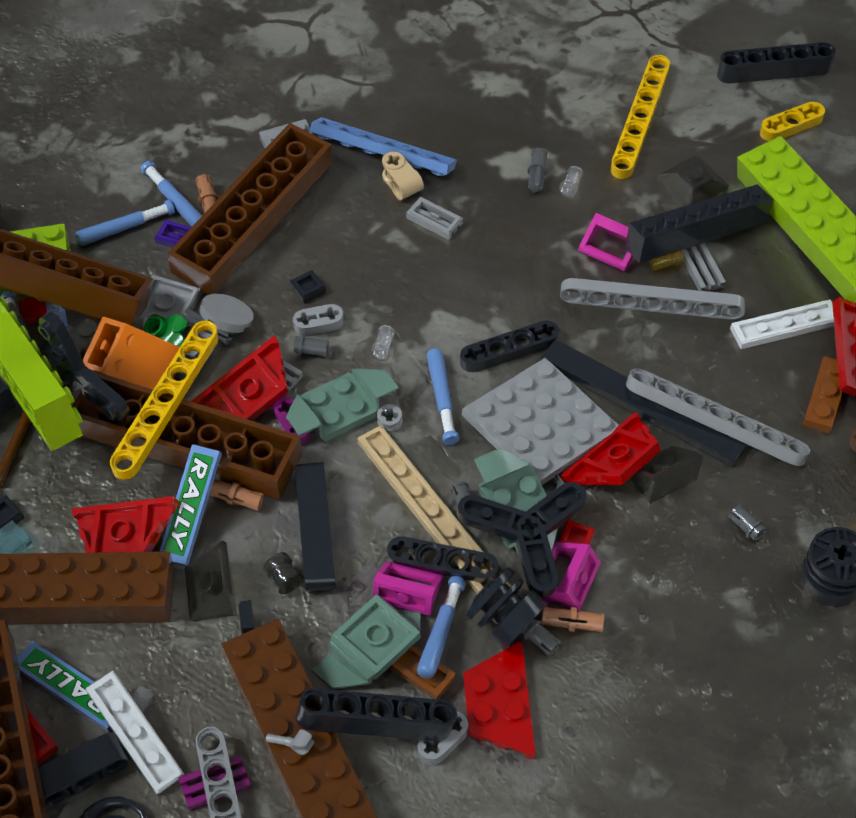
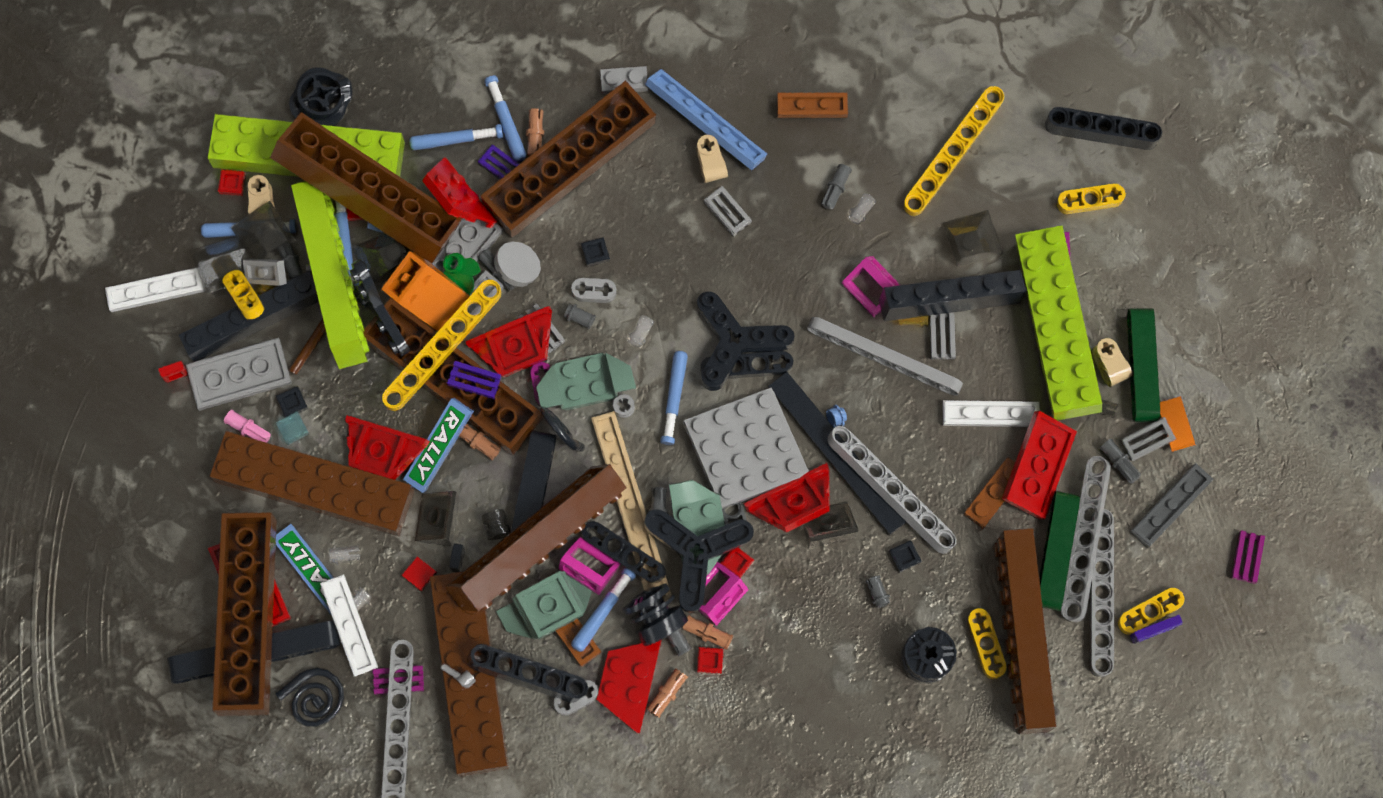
camera: 15 degrees right, 20 degrees up
(107, 656) = (342, 554): none -> clear pin
(137, 262) = (455, 194): none -> red wing
(205, 654) = (419, 573): none -> red tile
(213, 418) = (468, 368): none -> dark purple tile
(328, 449) = (561, 430): none -> black piece
(336, 564) = (536, 538): none -> reddish brown brick
(485, 111) = (812, 105): none -> dark orange plate
(485, 337) = (751, 340): none -> black piece
(550, 699) = (667, 693): none -> nougat pin
(587, 650) = (710, 660): none -> red tile
(625, 364) = (836, 416): none -> medium blue plate
(760, 481) = (905, 556): none -> black tile

